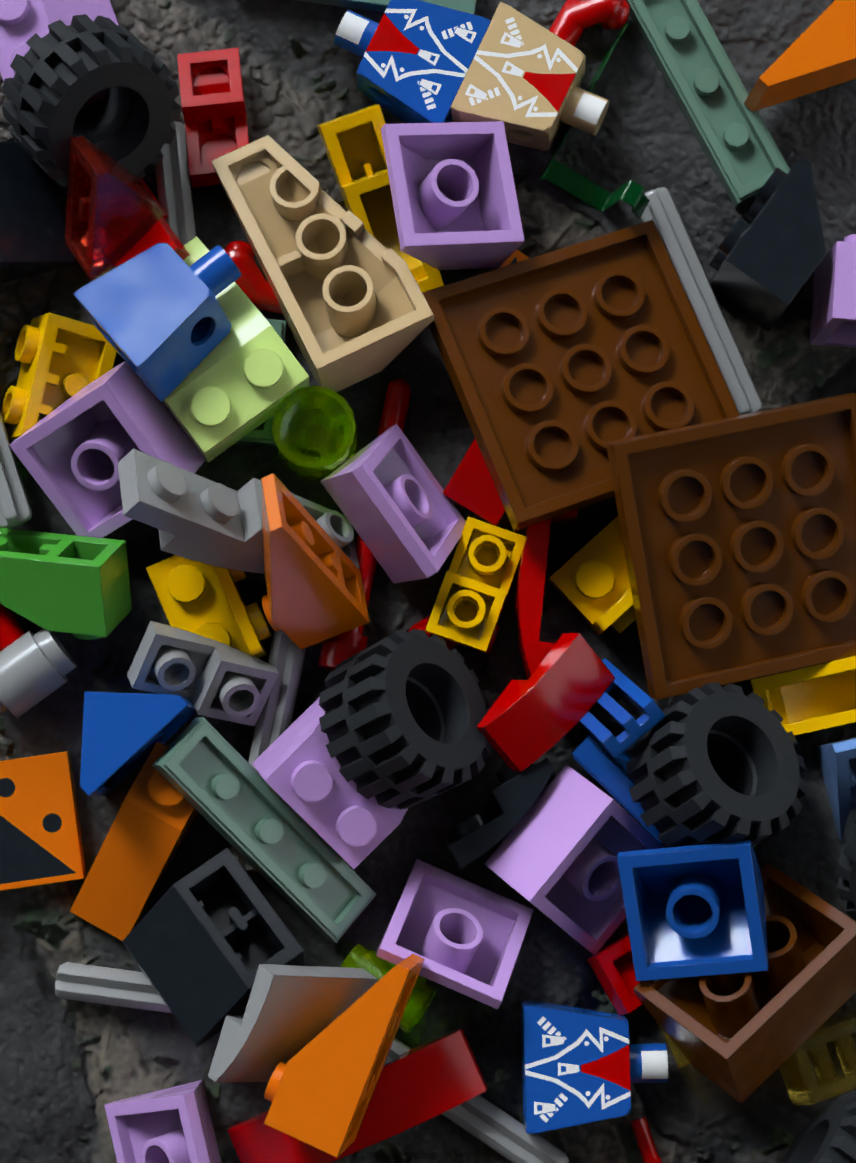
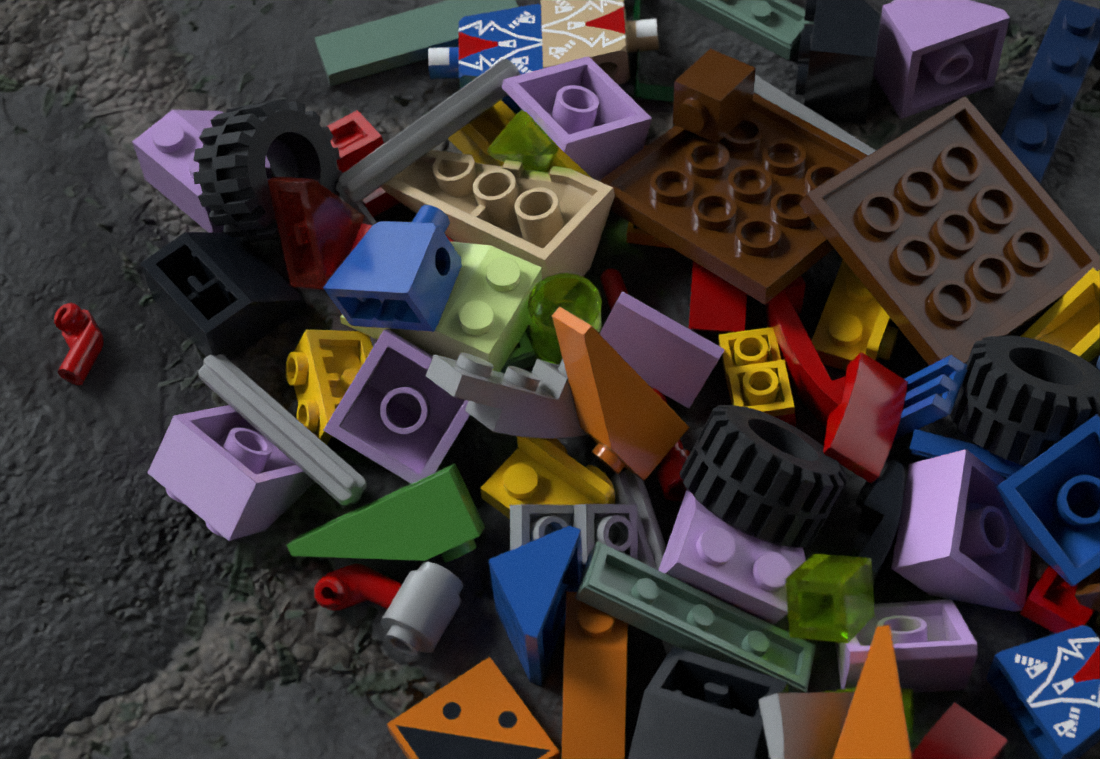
camera: 20 degrees left, 25 degrees down
(286, 134) = (427, 132): none -> light grey axle
(372, 206) = (524, 142): none -> clear neon green slope
(401, 874) = (830, 598): none -> clear neon green brick
(604, 245) = (713, 95): none -> reddish brown brick

